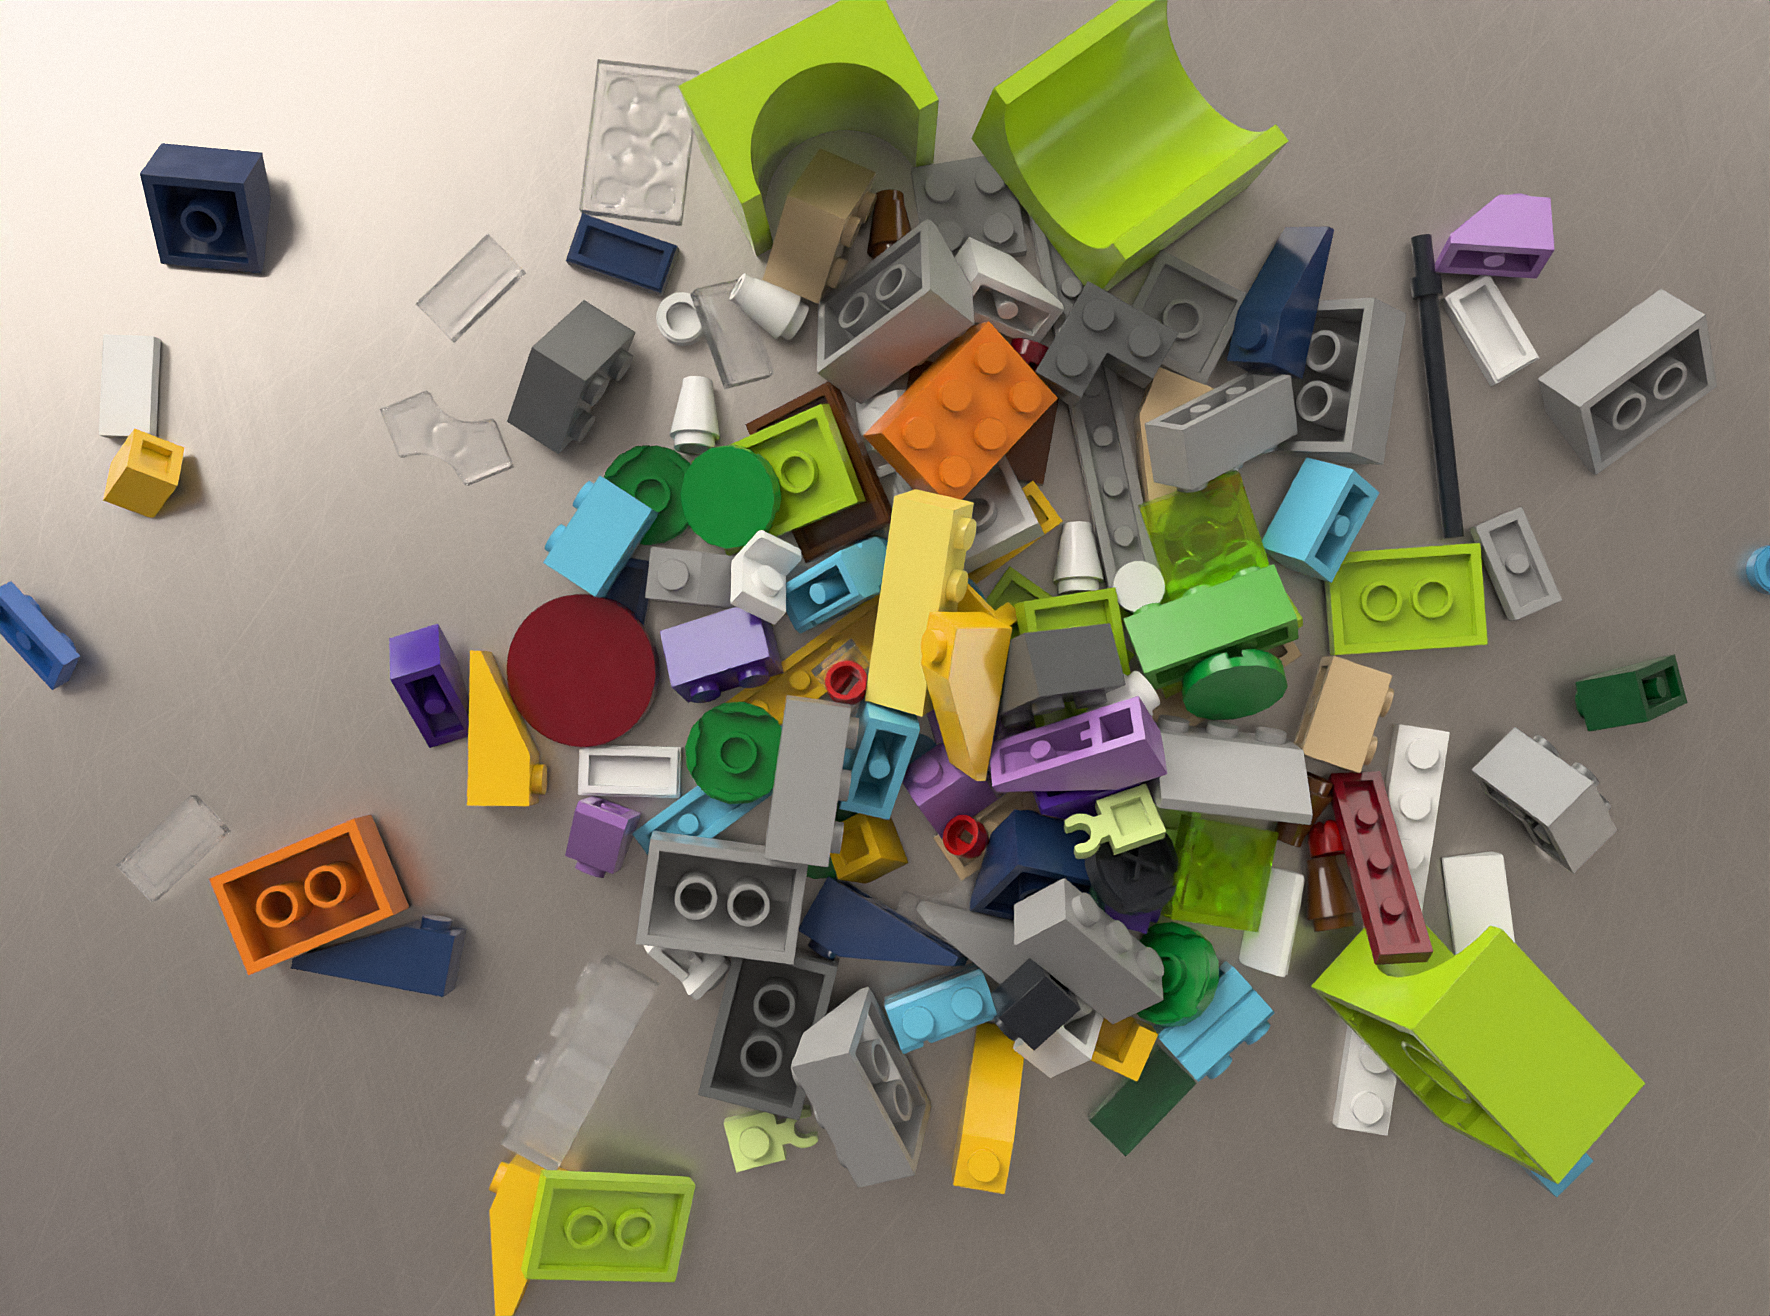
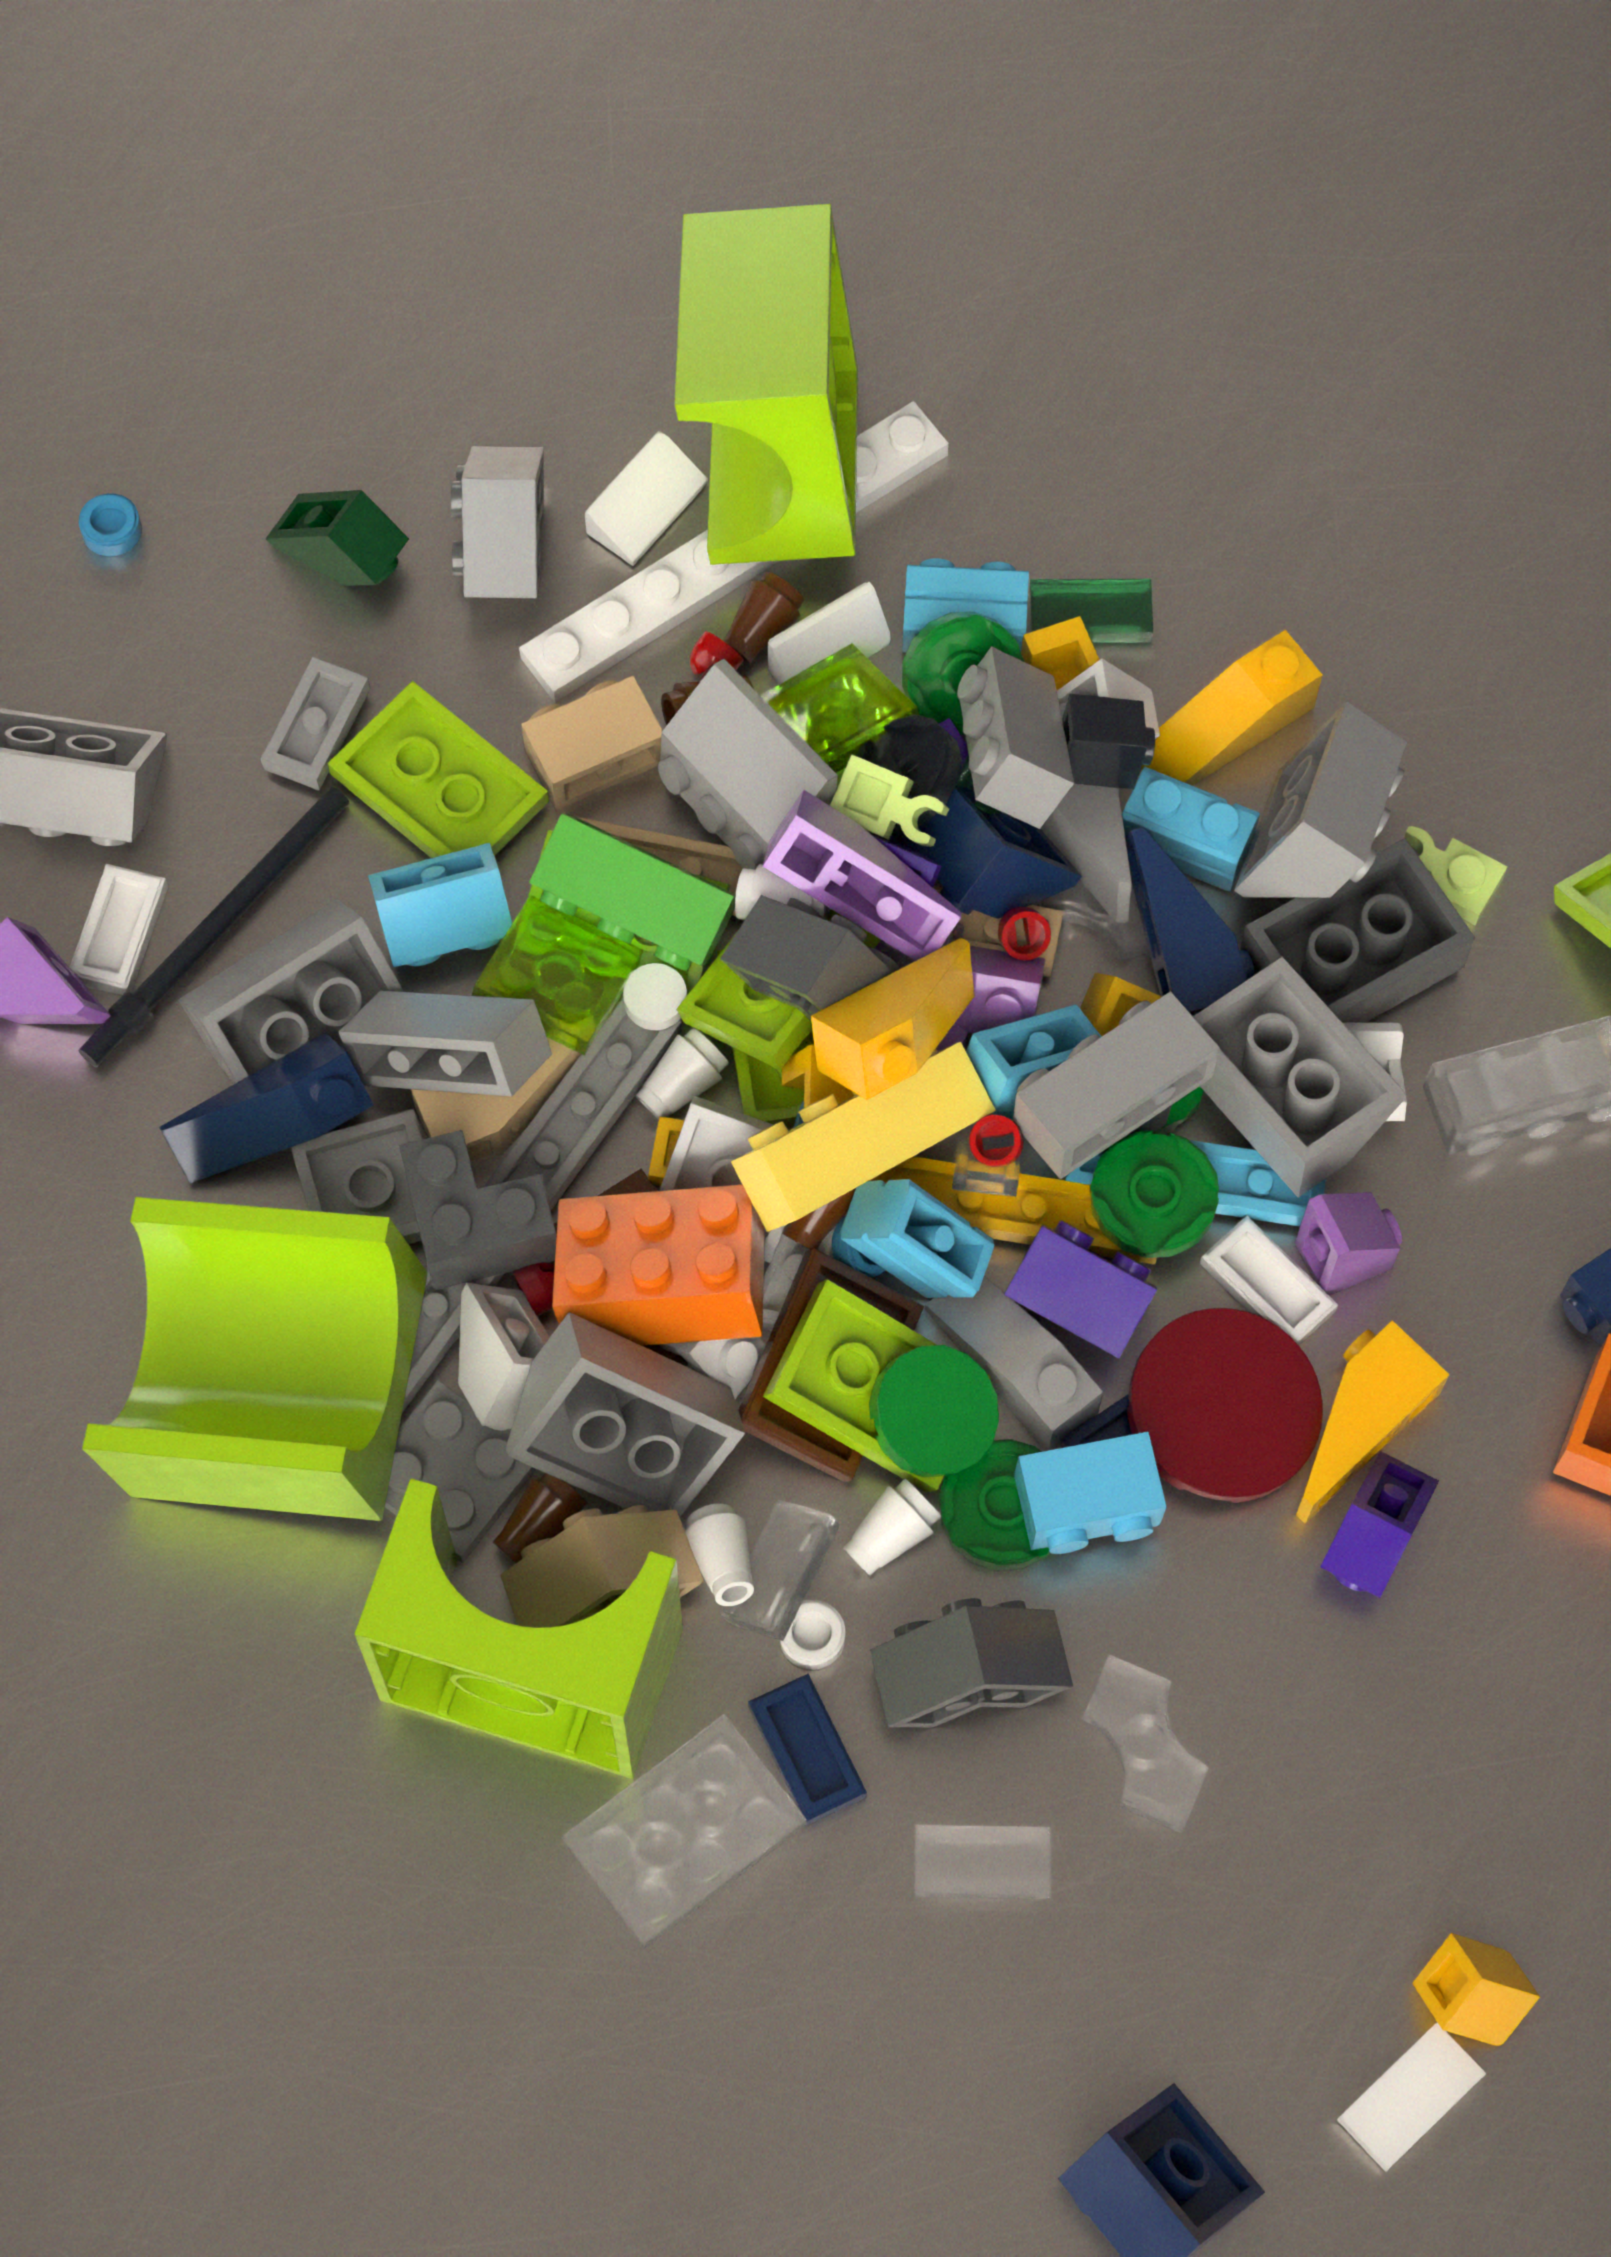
camera: 140 degrees left, 20 degrees down
(761, 574) = (983, 1307): white bracket -> none
(1234, 686) = (668, 830): green tile -> none
(1379, 869) = (701, 584): plate -> none

